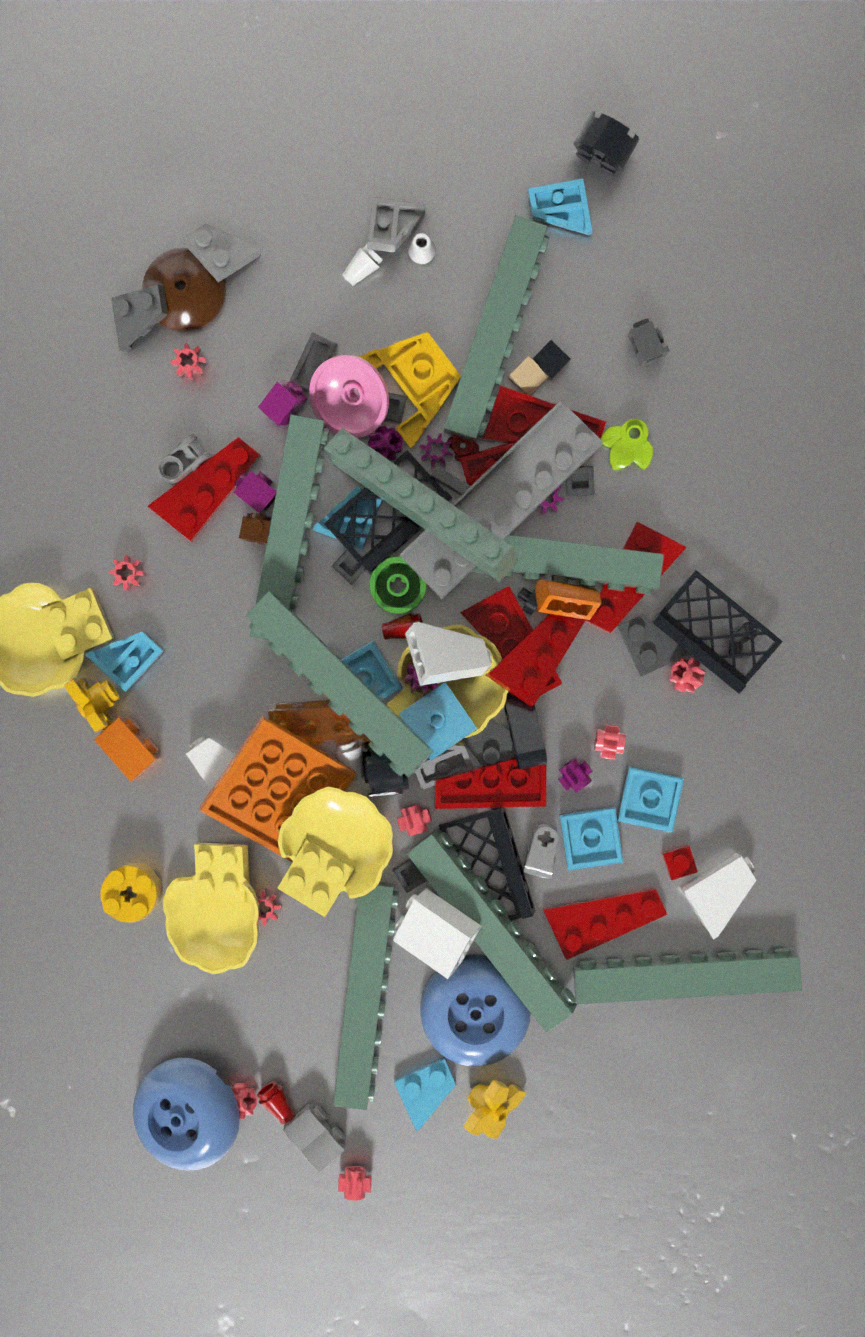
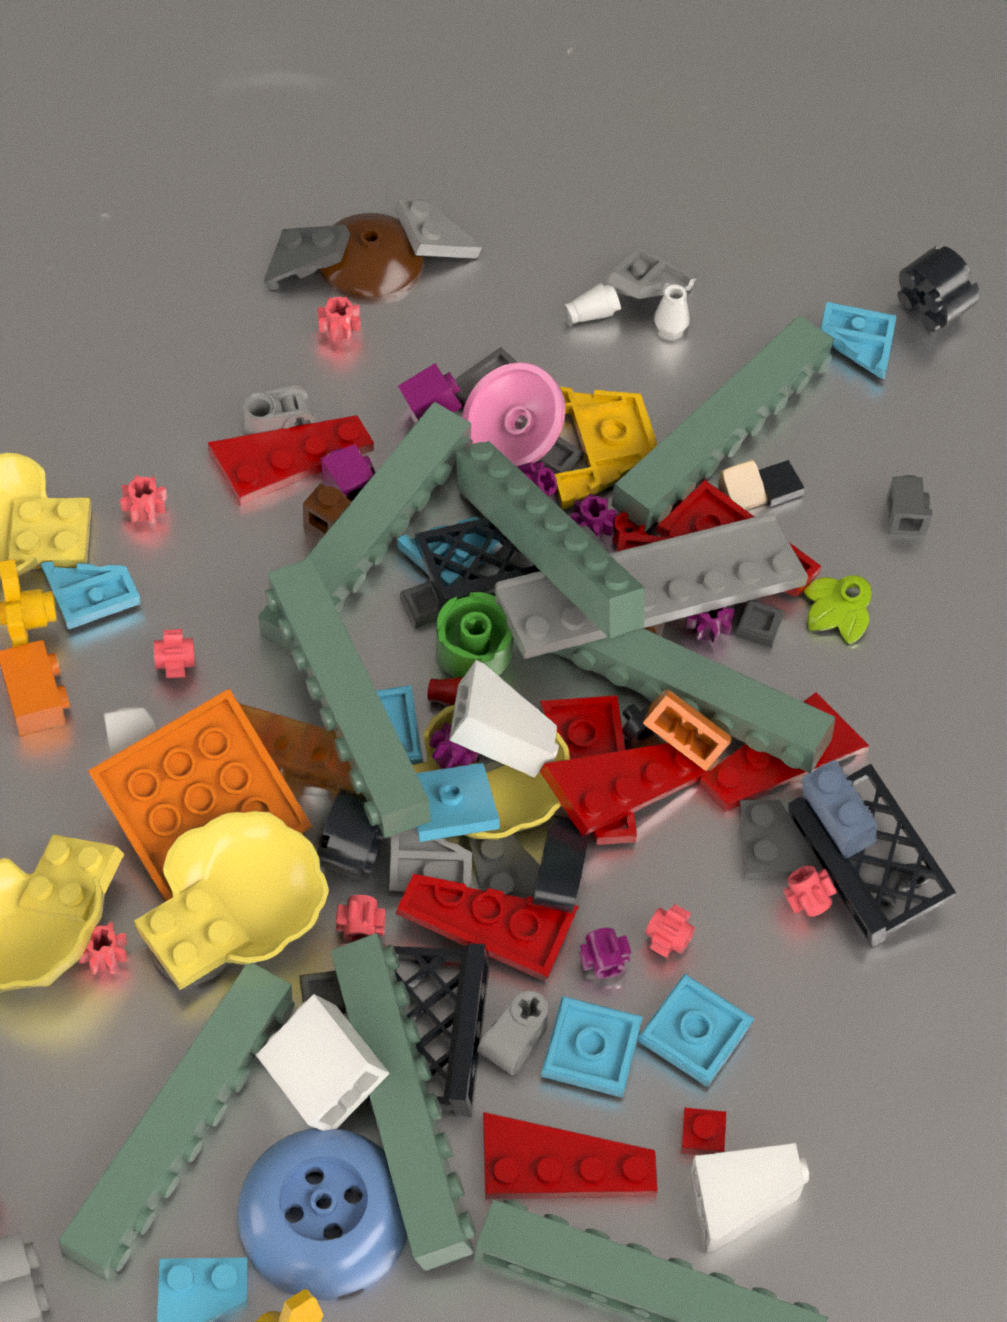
camera: 15 degrees right, 30 degrees down
(206, 683) = (174, 653): none -> coral gear
(689, 619) = (840, 809): none -> sand blue brick

